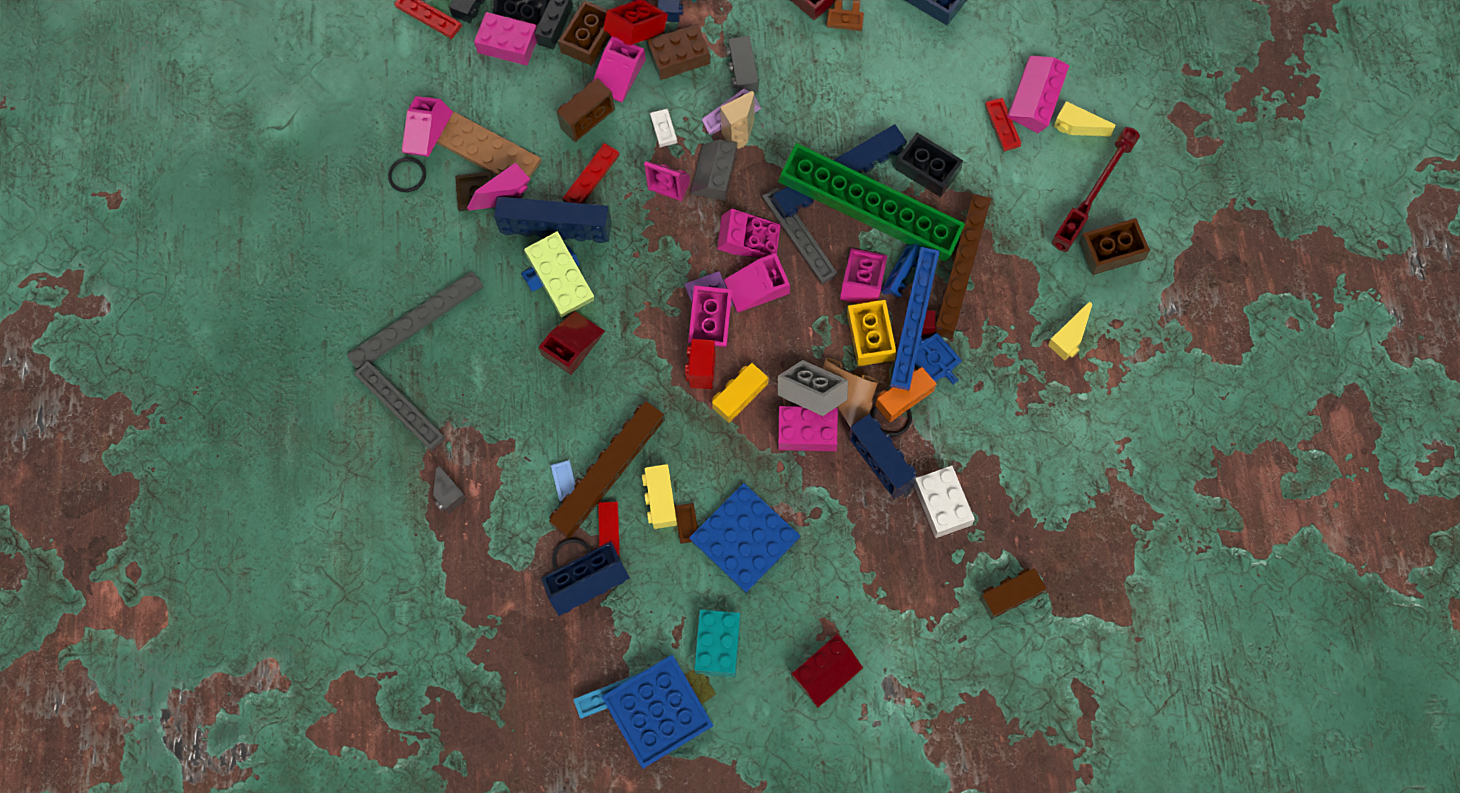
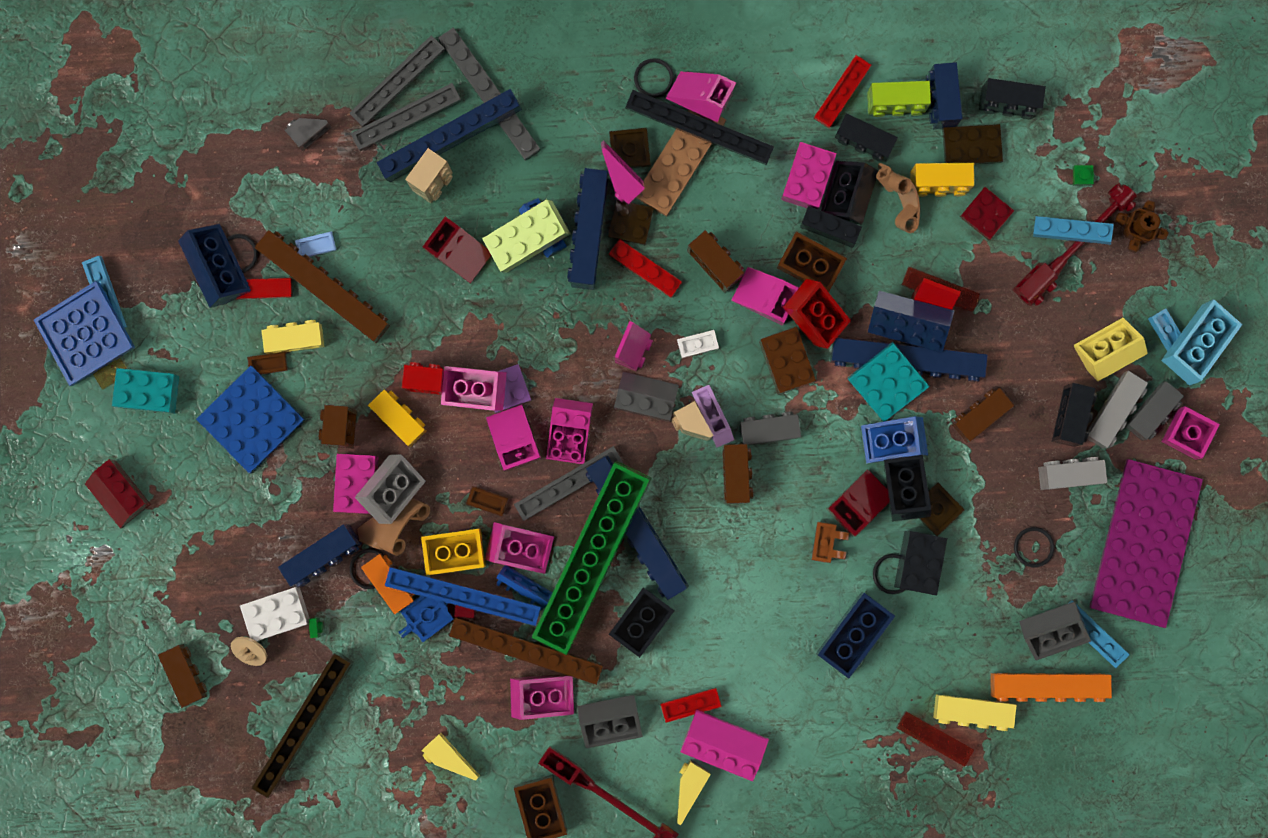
camera: 90 degrees right, 15 degrees up
(436, 397) = (406, 117): none -> dark grey plate
(456, 128) = (699, 127): none -> black plate
(457, 350) = (450, 134): none -> dark blue brick
(497, 361) = (429, 176): none -> tan brick
(547, 186) = (631, 222): none -> dark brown plate
(751, 439) = (338, 426): none -> reddish brown brick
(786, 87) = (737, 474): none -> reddish brown brick
(819, 308) = (487, 501): none -> reddish brown tile
(954, 460) = (315, 627): none -> green plate
(983, 525) = (248, 651): none -> tan piece
(1006, 253) = (541, 697): none -> dark pink slope
(1023, 191) = (609, 721): none -> dark grey slope
(1053, 469) = (302, 725): none -> dark brown brick

